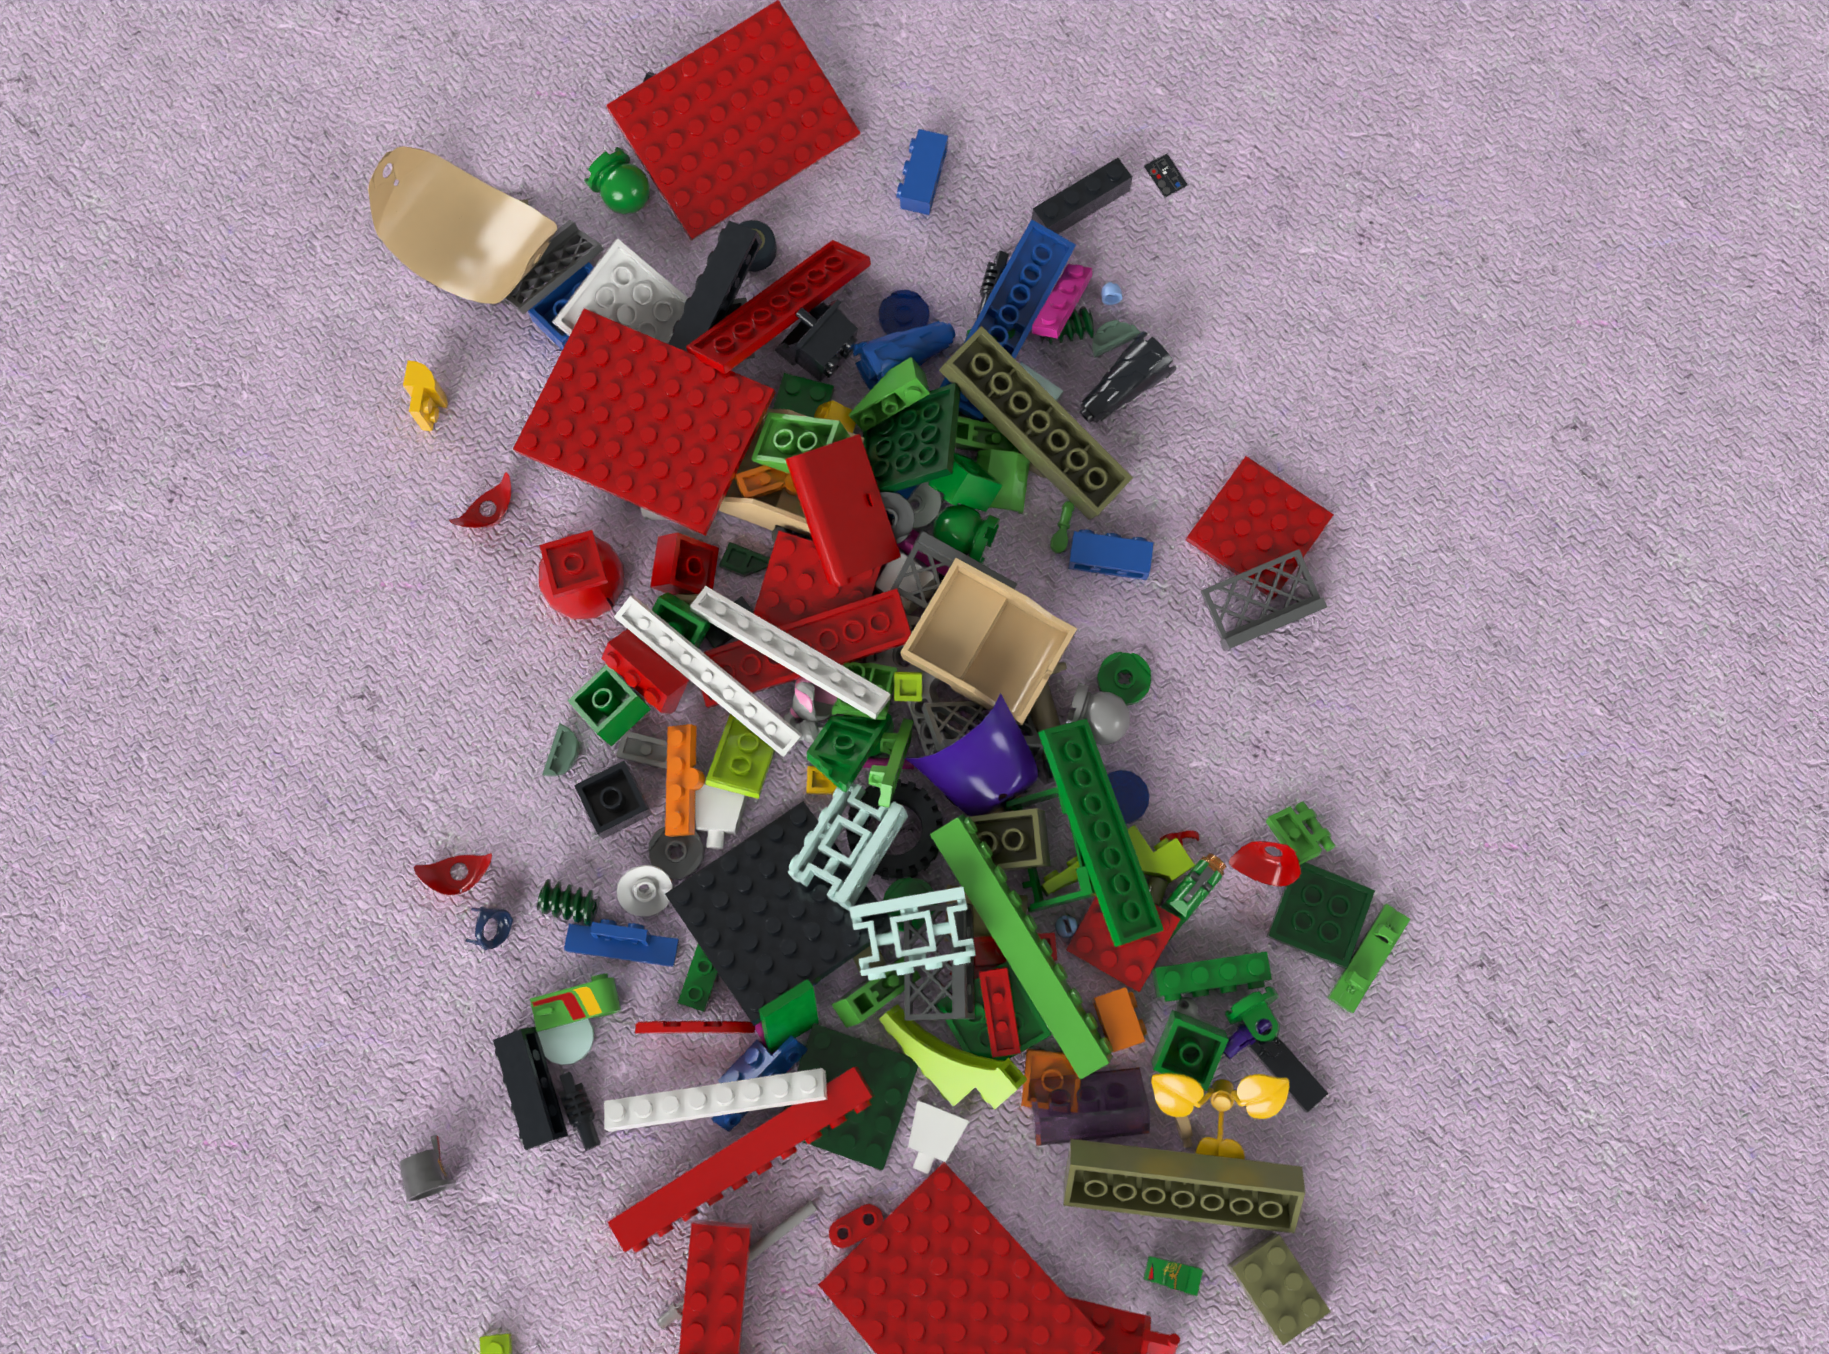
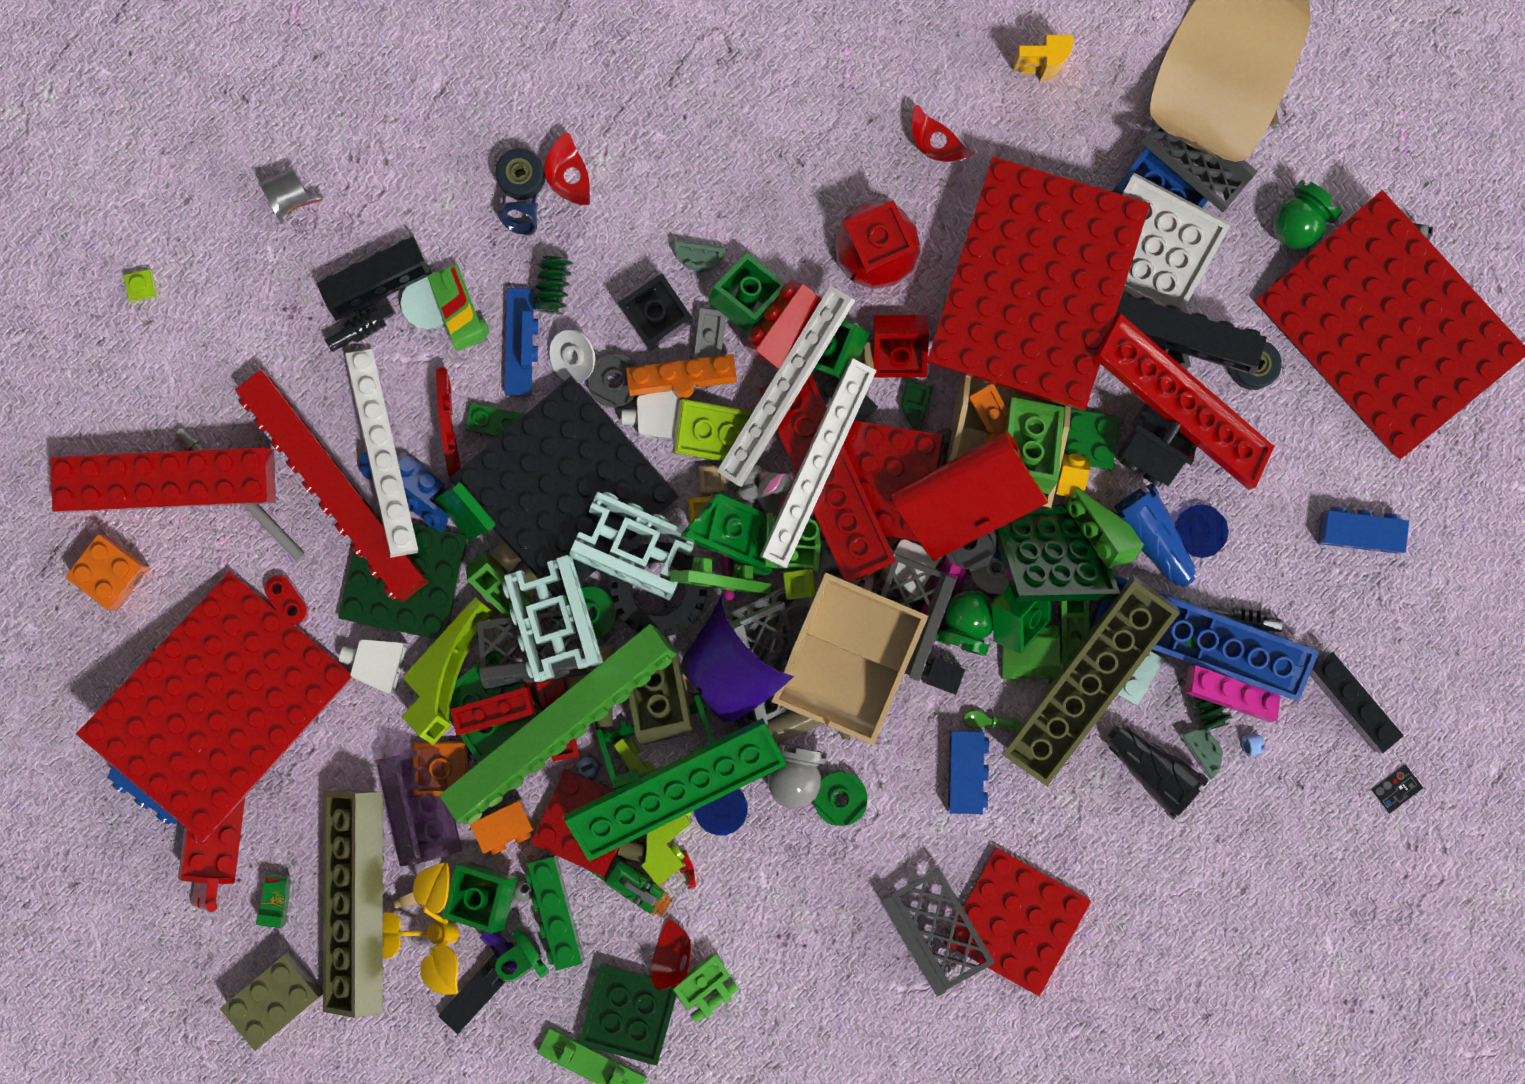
camera: 80 degrees right, 10 degrees up
(458, 924) = (524, 182): none -> black wheel
(790, 766) = (711, 480): none -> tan tile
(839, 982) = (506, 556): none -> tan plate
(1015, 563) = (943, 675): none -> black brick

